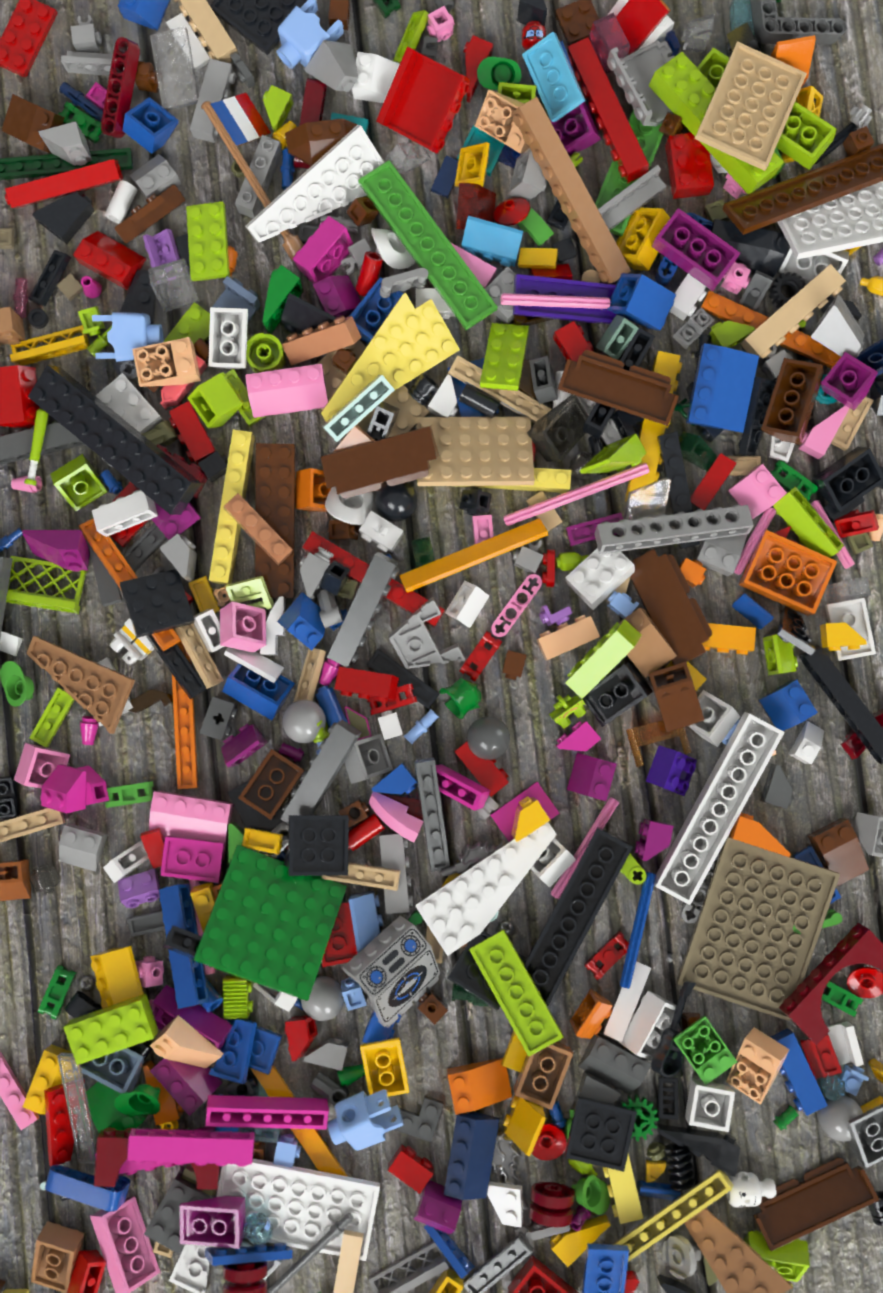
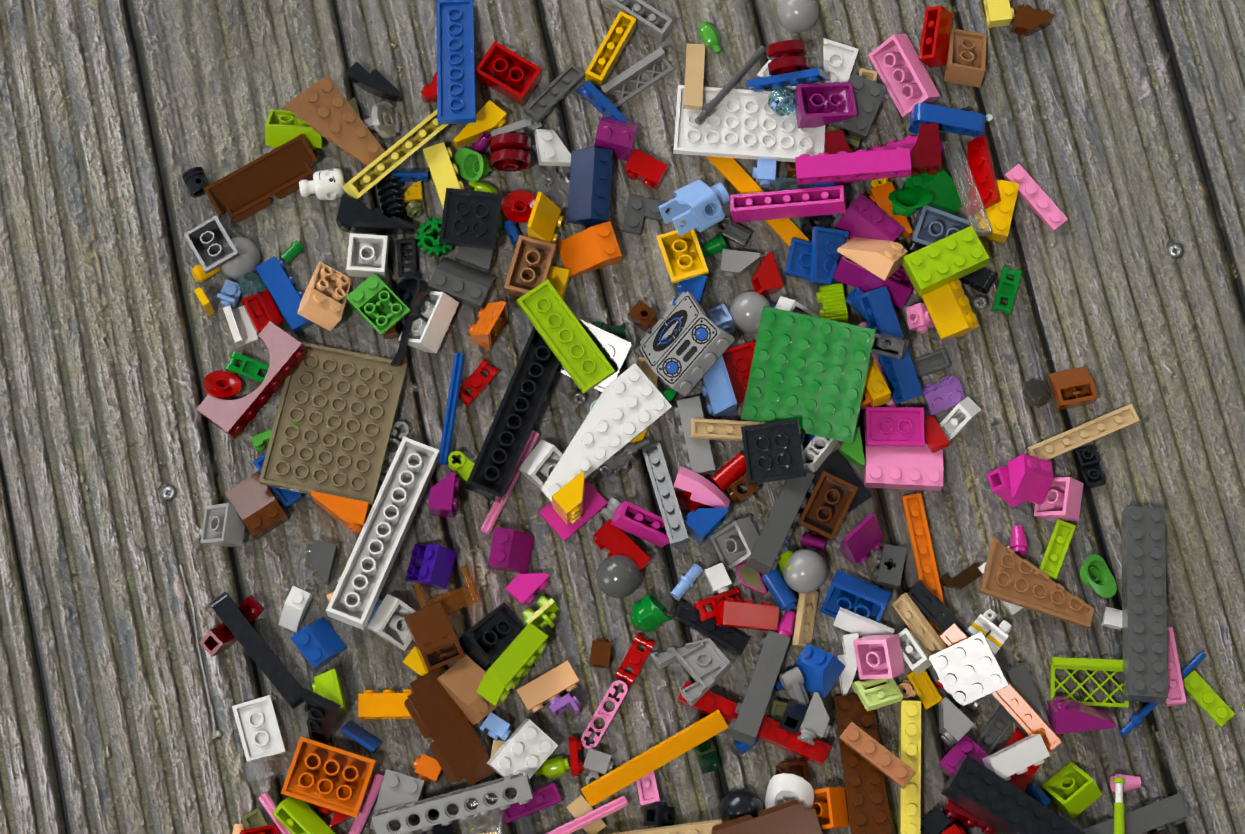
camera: 175 degrees right, 10 degrees down
(81, 846) = (1005, 428): light grey slope -> none
(129, 794) = (967, 483): bright green plate -> none
(262, 840) = (828, 450): yellow tile -> none
(381, 532) = (752, 774): white brick -> none
(467, 603) = (655, 710): white panel -> none
(627, 1003) = (454, 340): white tile -> none
(840, 635) = (273, 718): yellow slope -> none

